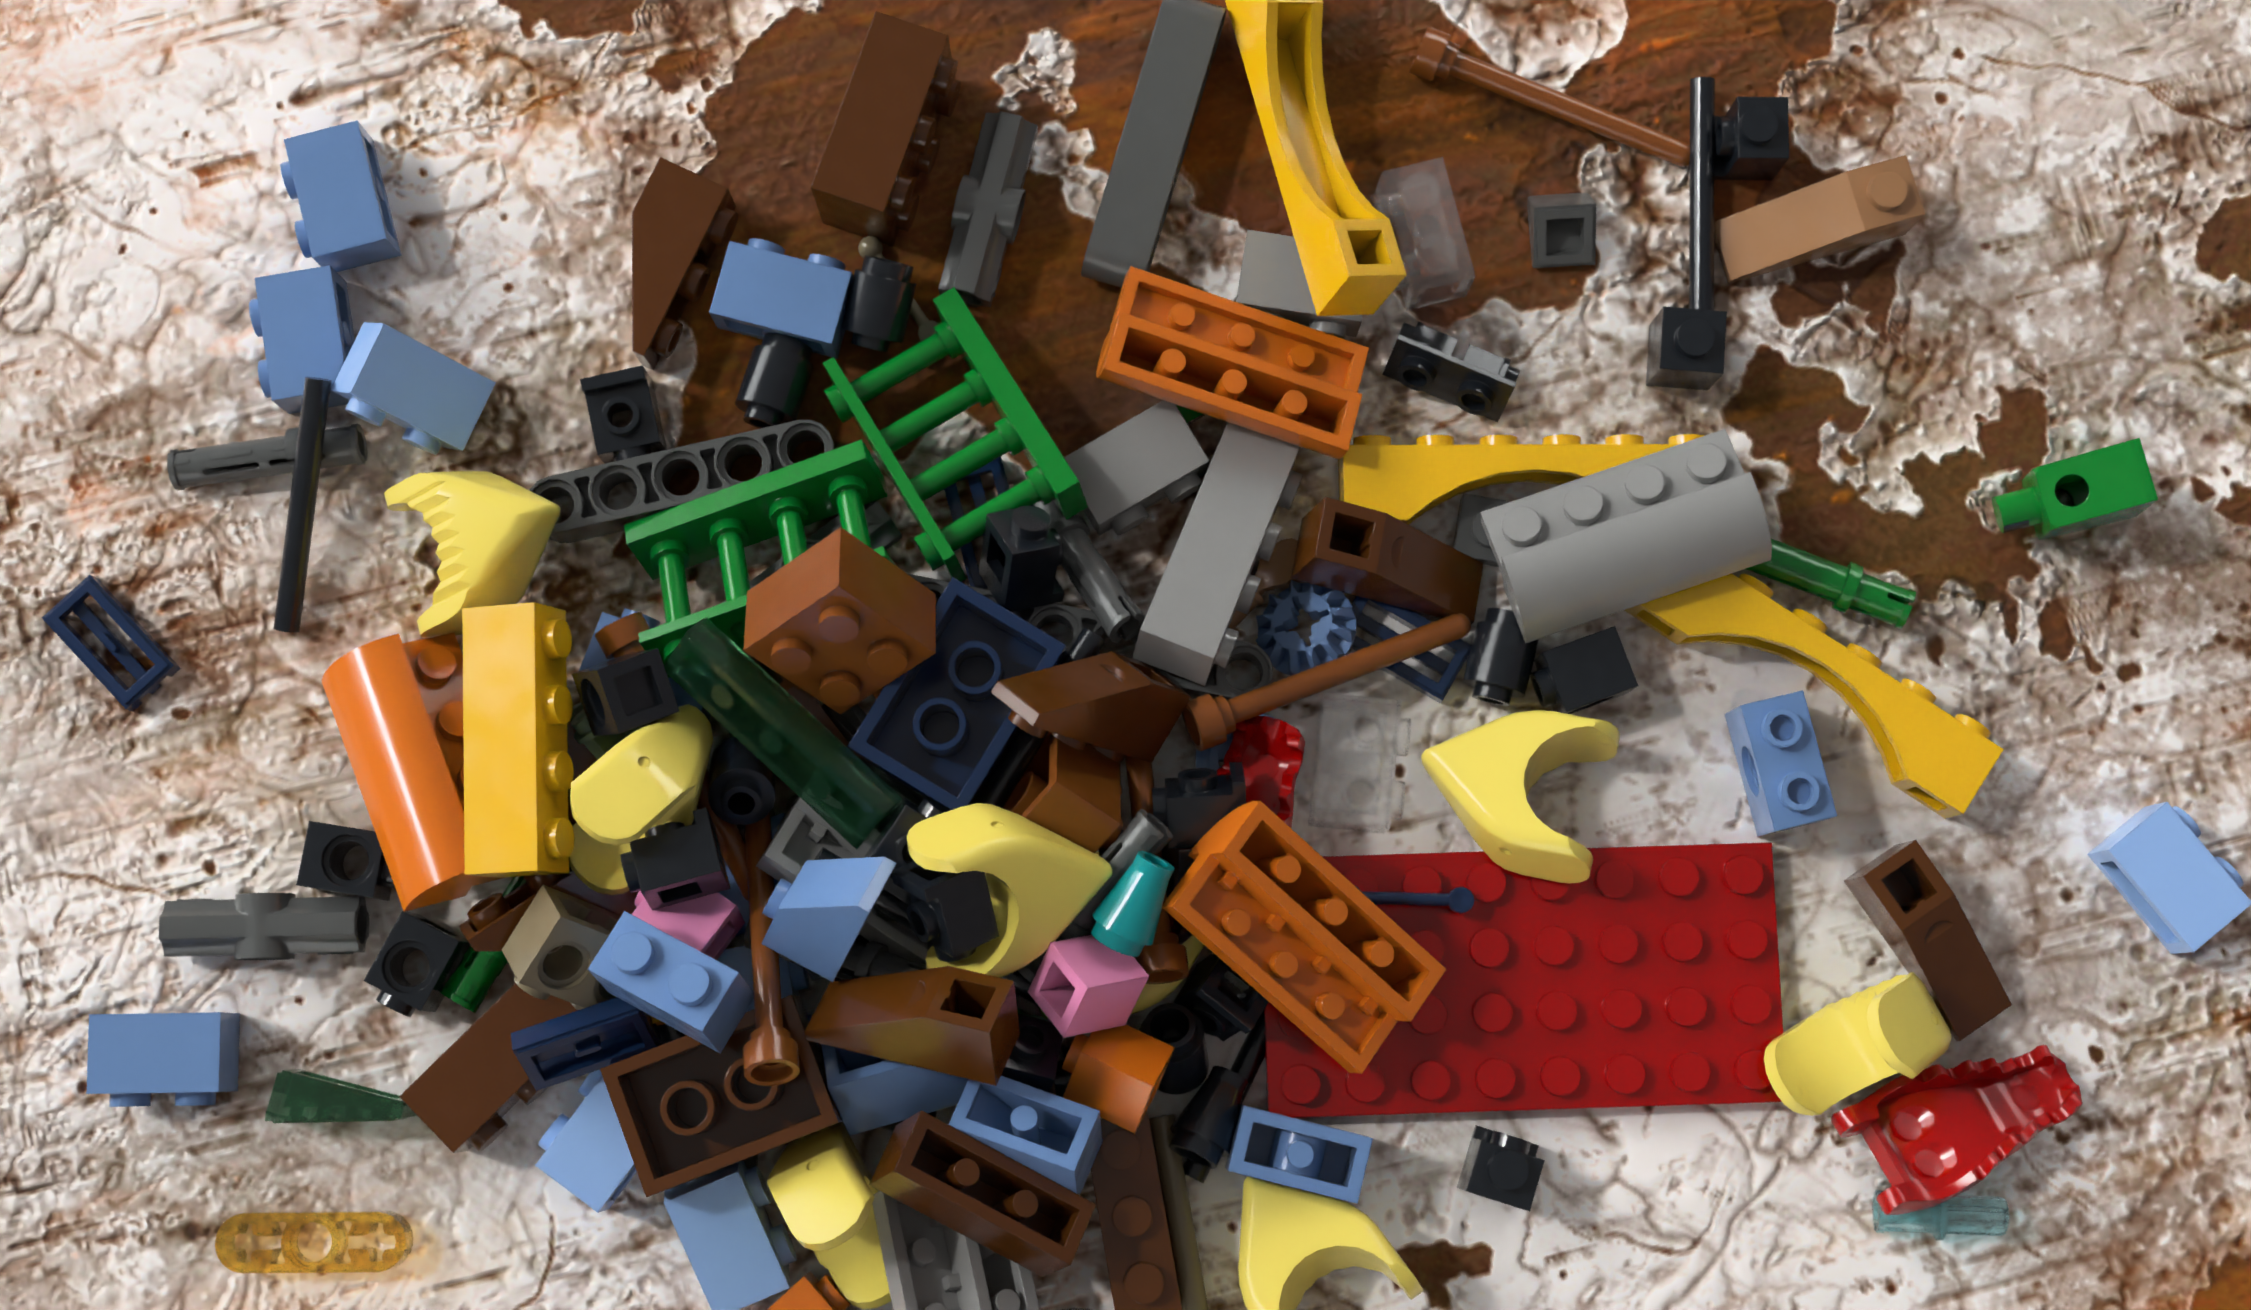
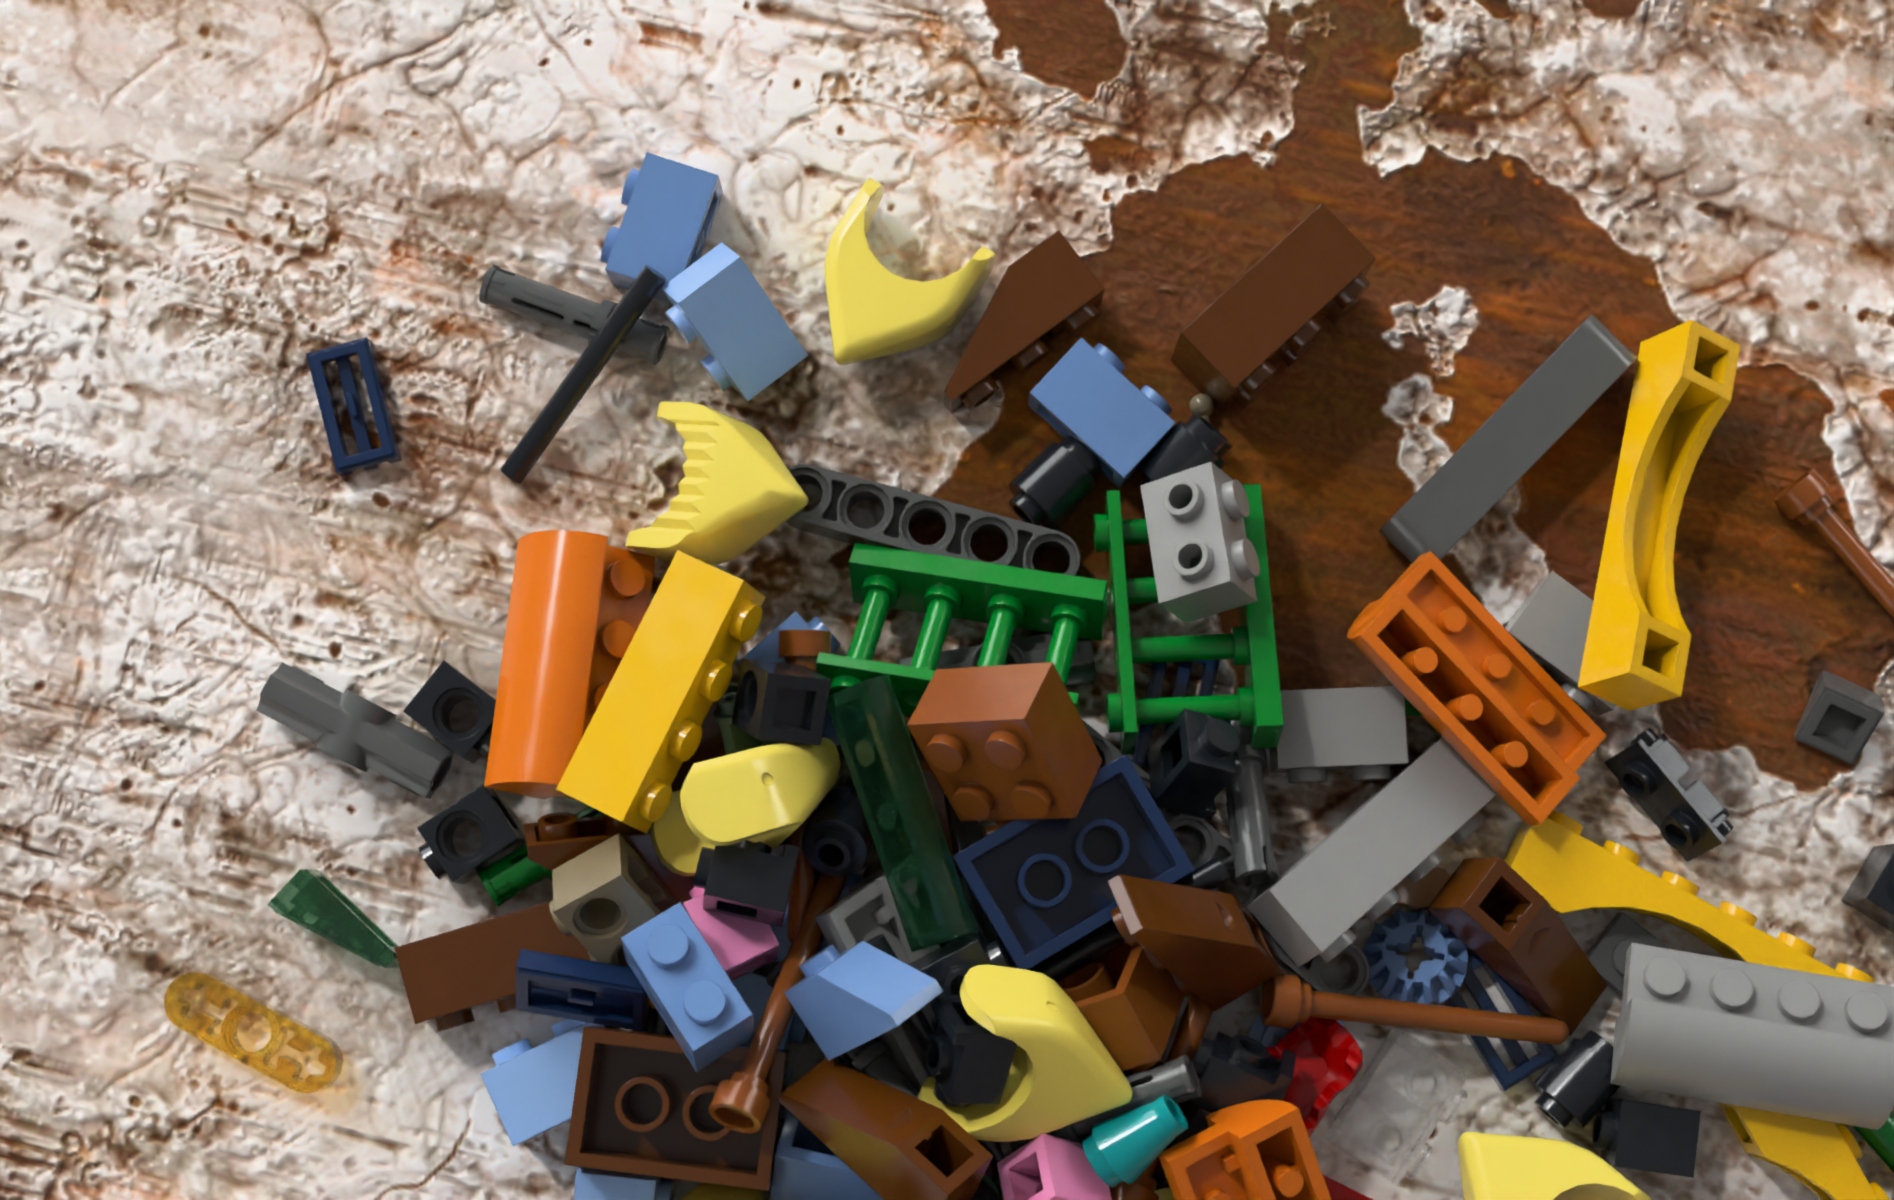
camera: 30 degrees right, 0 degrees up
(163, 1054) = (209, 797): medium blue brick -> none
(339, 197) = (757, 117): medium blue brick -> none
(543, 309) = (881, 312): none -> light yellow animal
(620, 392) = (911, 419): black brick -> none
(924, 362) = (1200, 542): none -> light grey brick
(988, 208) = (1327, 426): dark grey piece -> none
(1426, 232) = (1720, 656): clear brick -> none

